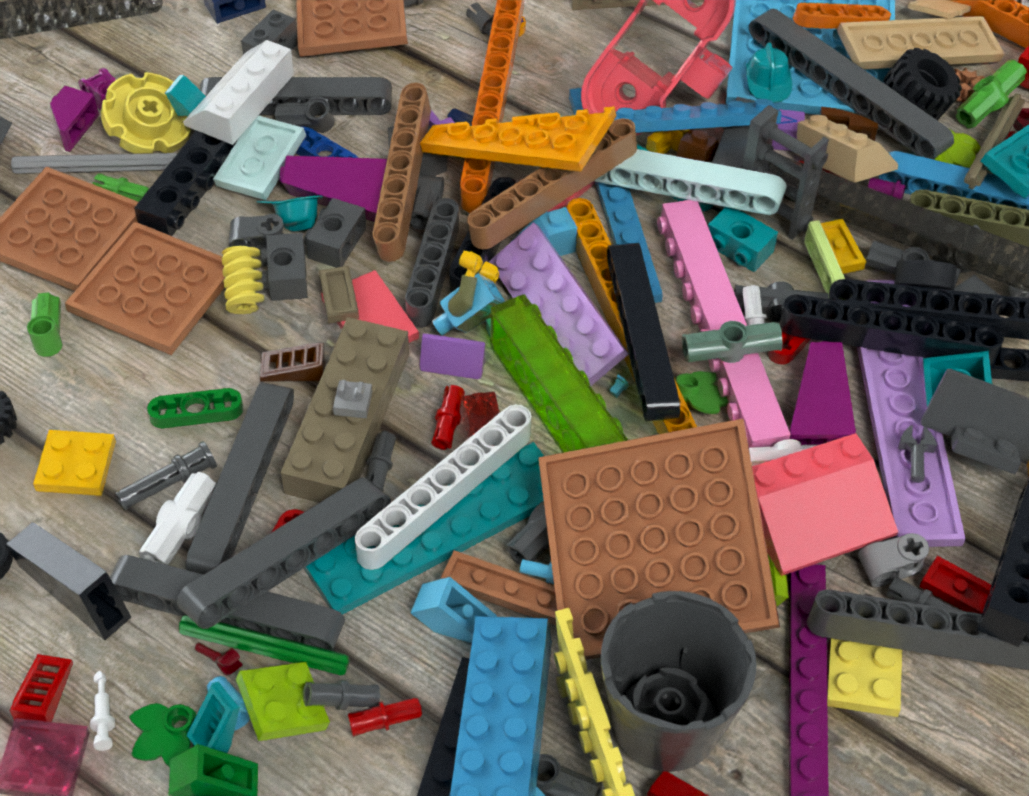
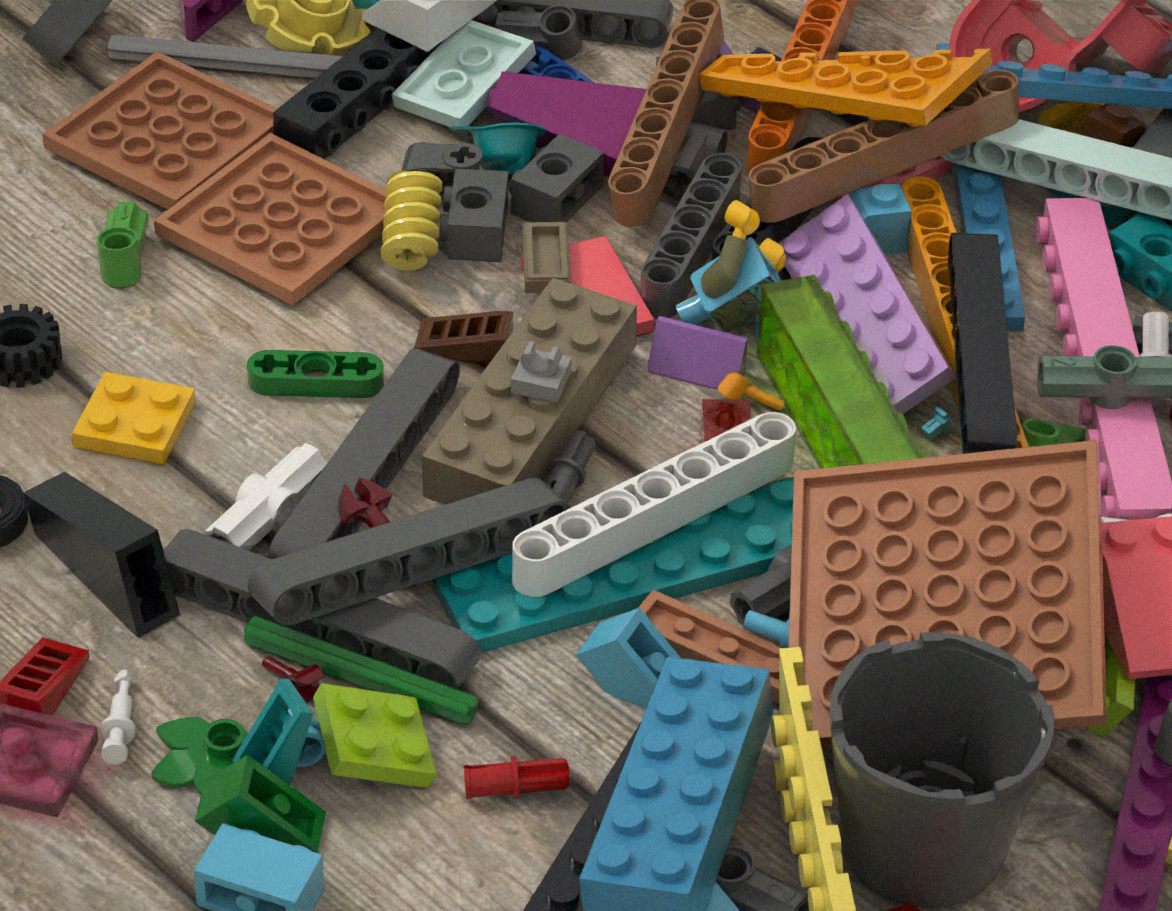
camera: 10 degrees right, 10 degrees down
(121, 186) = (258, 87): bright green axle -> none
(179, 469) = (281, 435): dark grey pin -> none
(251, 522) = (369, 511): none -> dark red bar
(341, 695) = (458, 738): dark grey pin -> none
(448, 417) = (677, 427): red pin -> none
(482, 375) = (736, 385): none -> light orange hand

